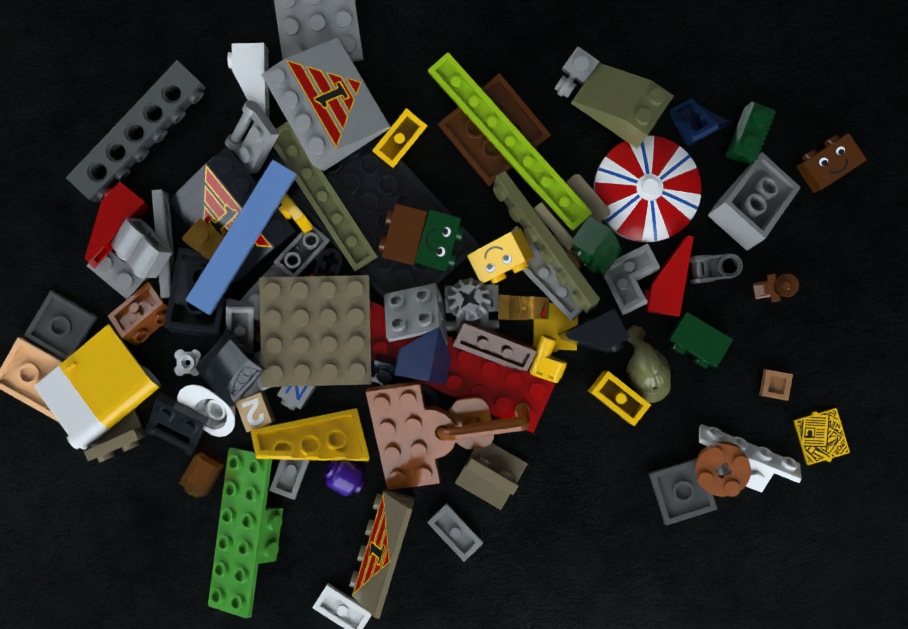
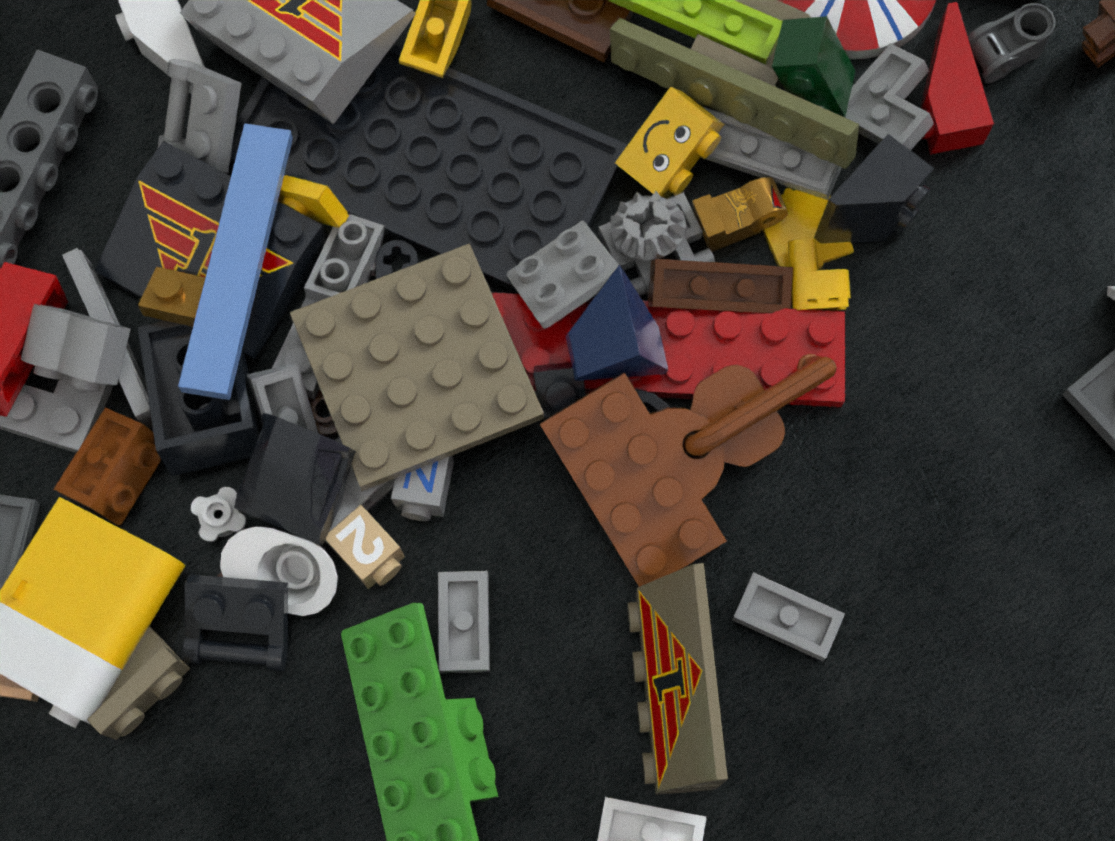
camera: 15 degrees left, 15 degrees down
(200, 475) = (309, 693): clear orange brick -> none
(322, 437) = (482, 547): yellow wing -> none
(324, 200) = (354, 164): olive plate -> none
(344, 477) = (559, 595): dark purple head -> none
(404, 234) = (502, 166): reddish brown brick -> none
(438, 241) = (561, 155): dark green brick -> none
(491, 474) = (806, 498): dark tan bracket -> none
(619, 397) = (959, 285): yellow brick -> none
(647, 369) = (983, 229): olive piece -> none
(698, 340) = (1040, 155): dark green brick -> none

